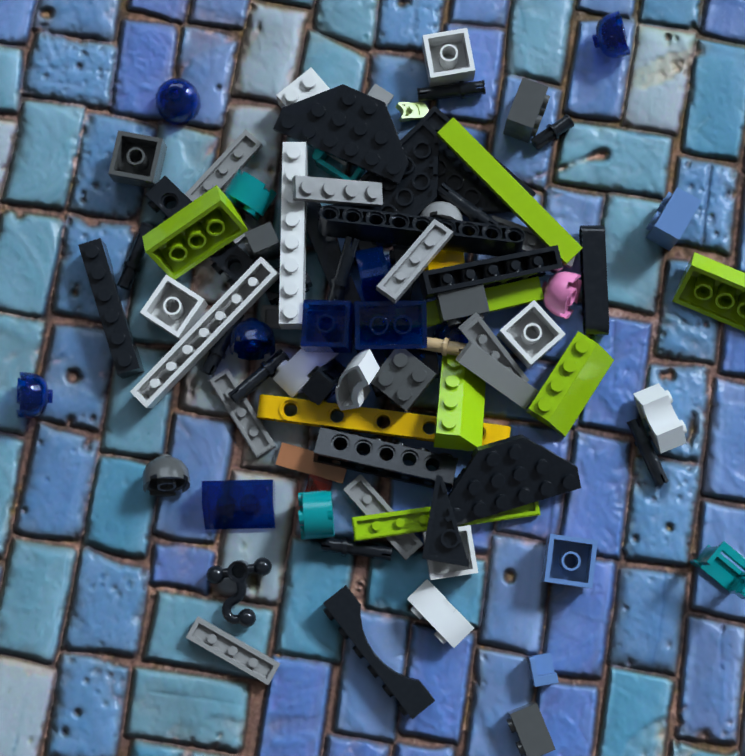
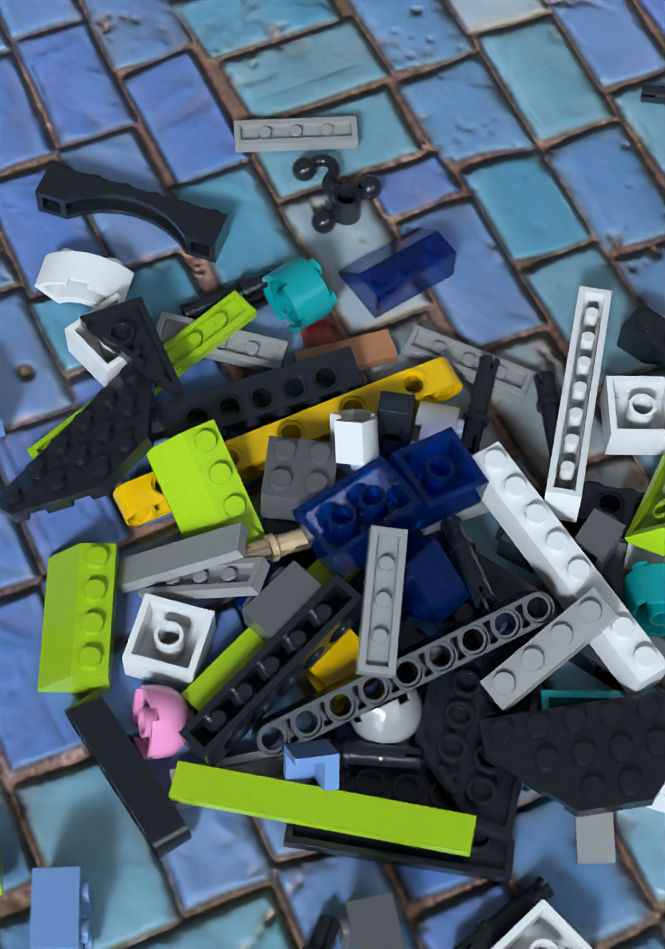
camera: 140 degrees right, 20 degrees down
(165, 476) = (503, 245): dark grey cylinder -> none
(252, 340) = (523, 435): clear blue cylinder -> none
(412, 110) = (535, 857): yellowish green piece -> none
(499, 212) = (312, 761): none -> medium blue panel

